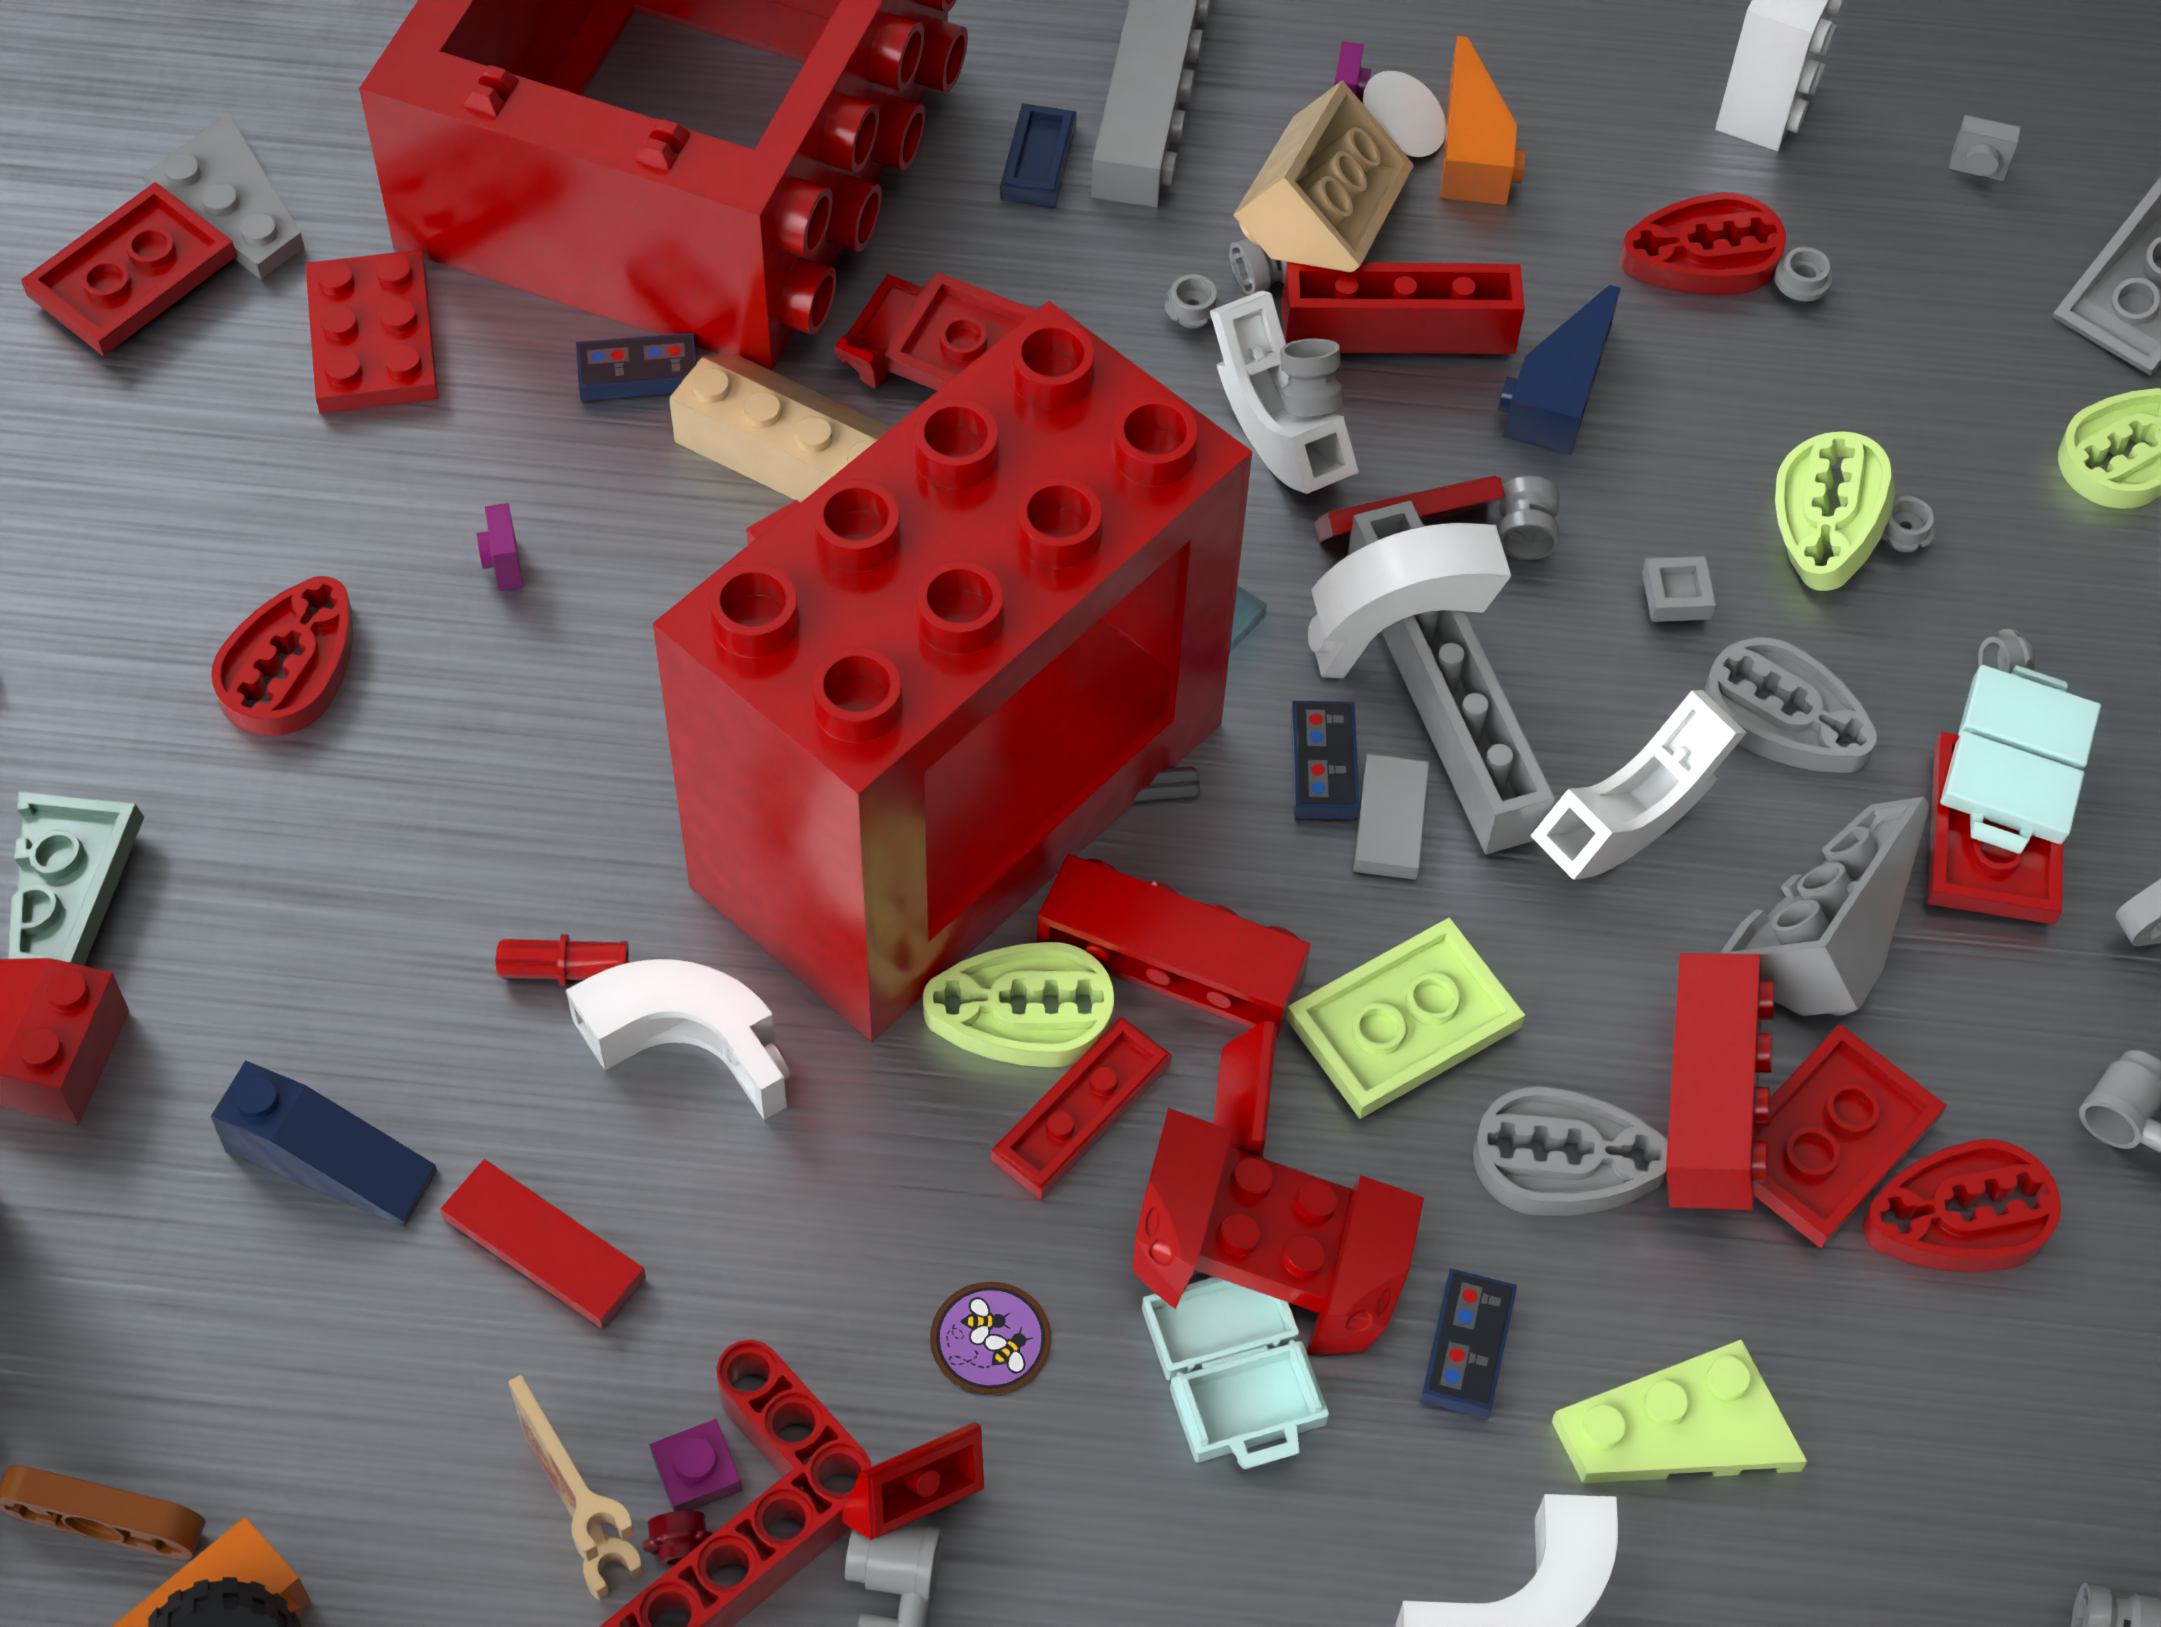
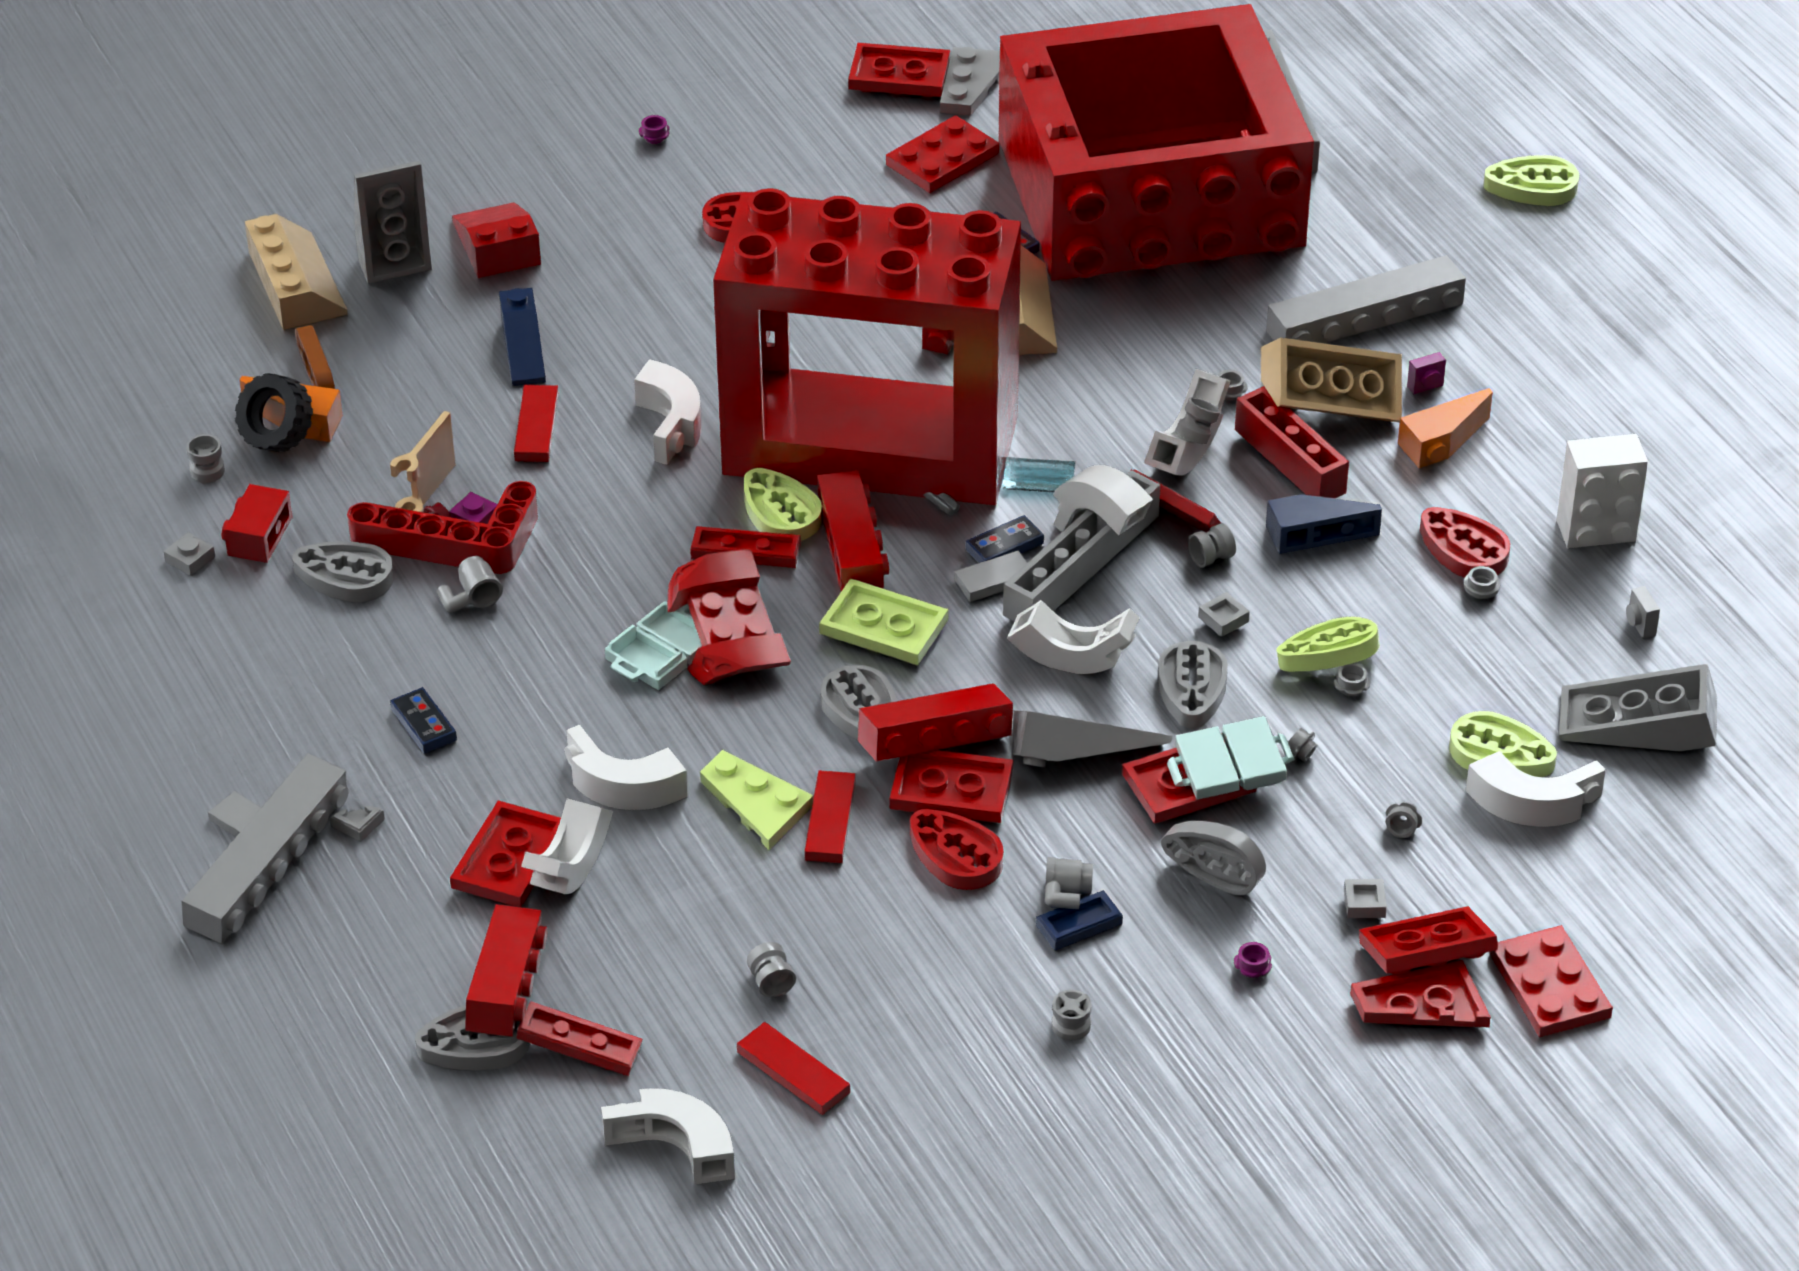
camera: 60 degrees right, 15 degrees down
(67, 872) = (585, 211): wing -> none
(558, 959) = (666, 354): red axle -> none
(916, 1483) = (512, 560): red slope -> none
(926, 330) = (1120, 329): red piece -> none
(990, 1338) = (610, 572): sticker -> none
(1038, 155) = (1254, 302): dark blue tile -> none
(1246, 1087) = (797, 591): red slope -> none
(1406, 112) = (1426, 392): white sticker -> none
(1468, 1343) = (735, 713): tile -> none
(1792, 1341) = (830, 816): none -> red tile

